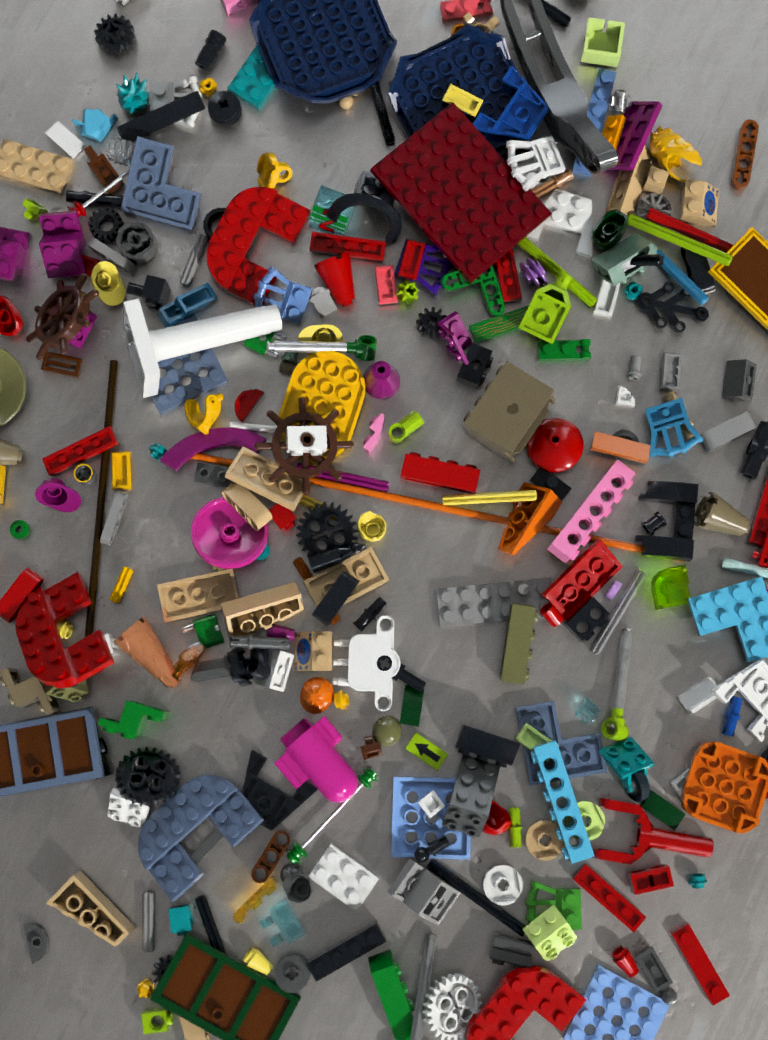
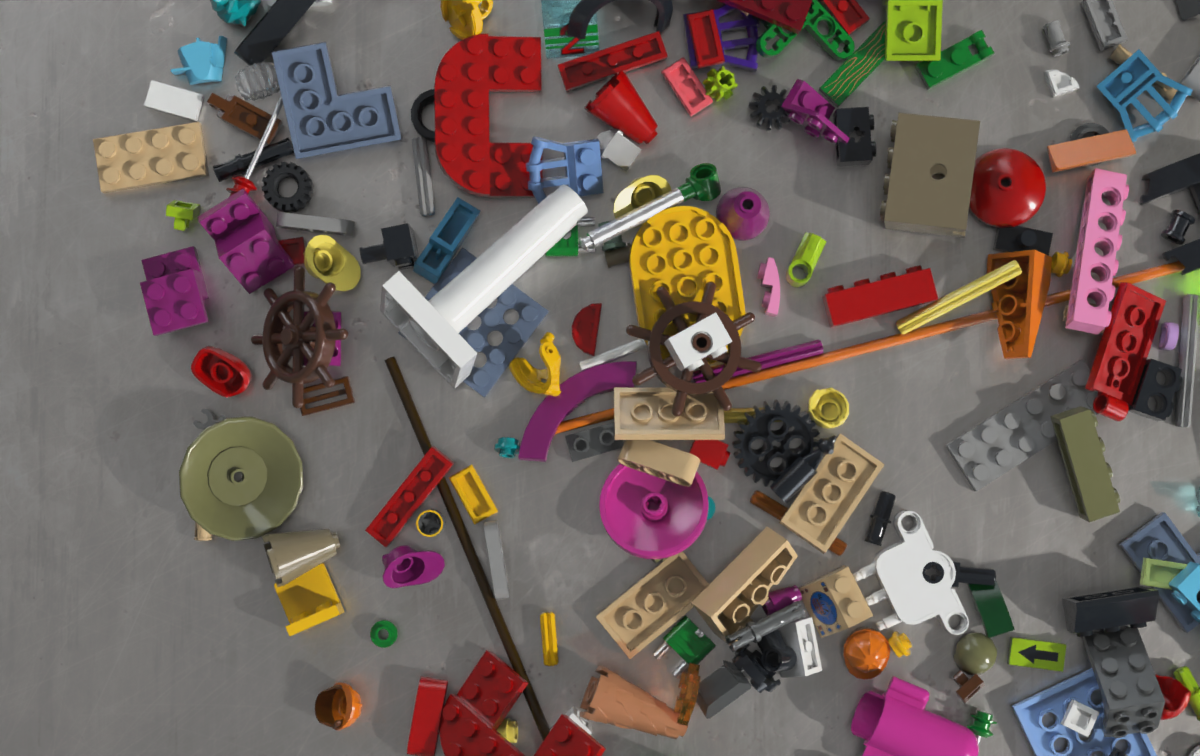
camera: 25 degrees left, 5 degrees up
(136, 242) = (340, 191): dark grey brick -> none
(335, 597) = (833, 522): black beam -> none
(566, 510) = (1061, 263): none -> yellow plate

